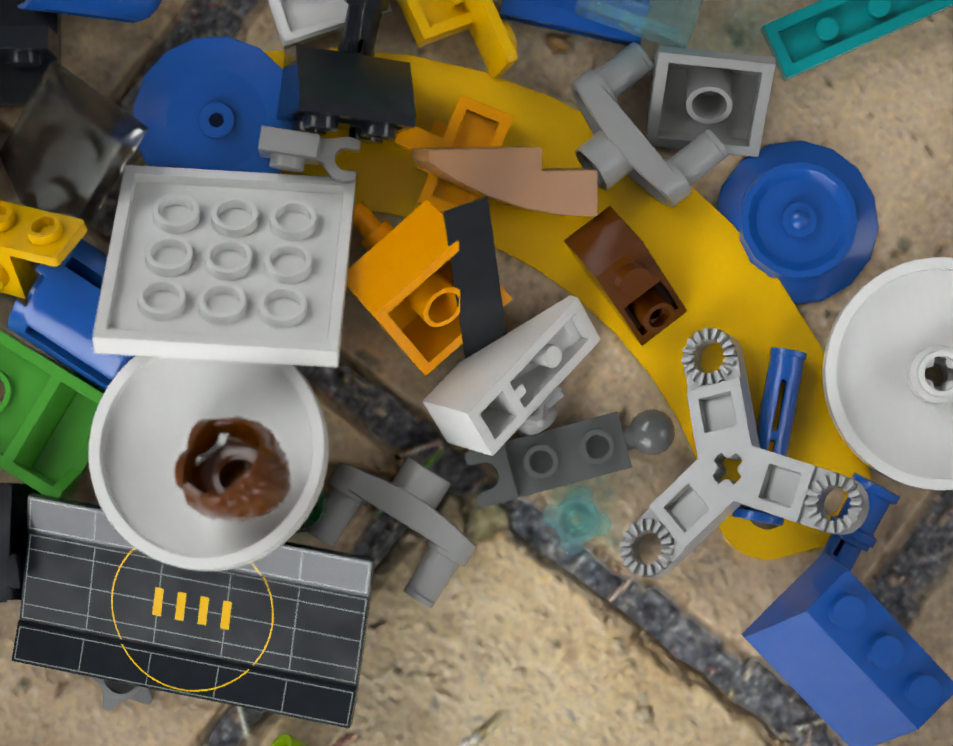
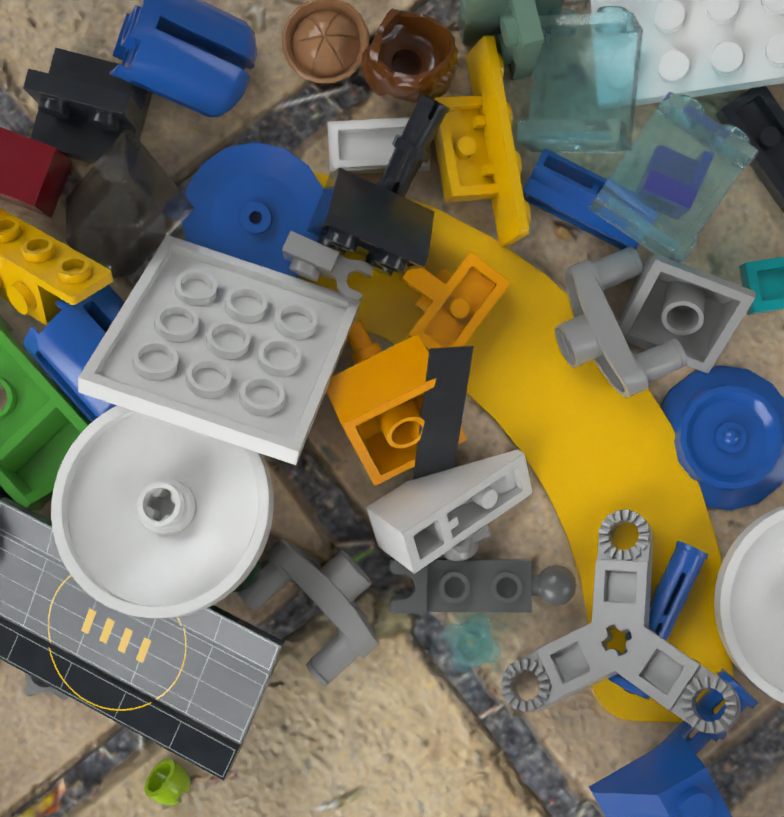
camera: 20 degrees right, 0 degrees up
(240, 478) = (175, 544): reddish brown hair -> none
(514, 178) = (498, 336): medium nougat slope -> none
(626, 275) = (571, 444): reddish brown slope -> none

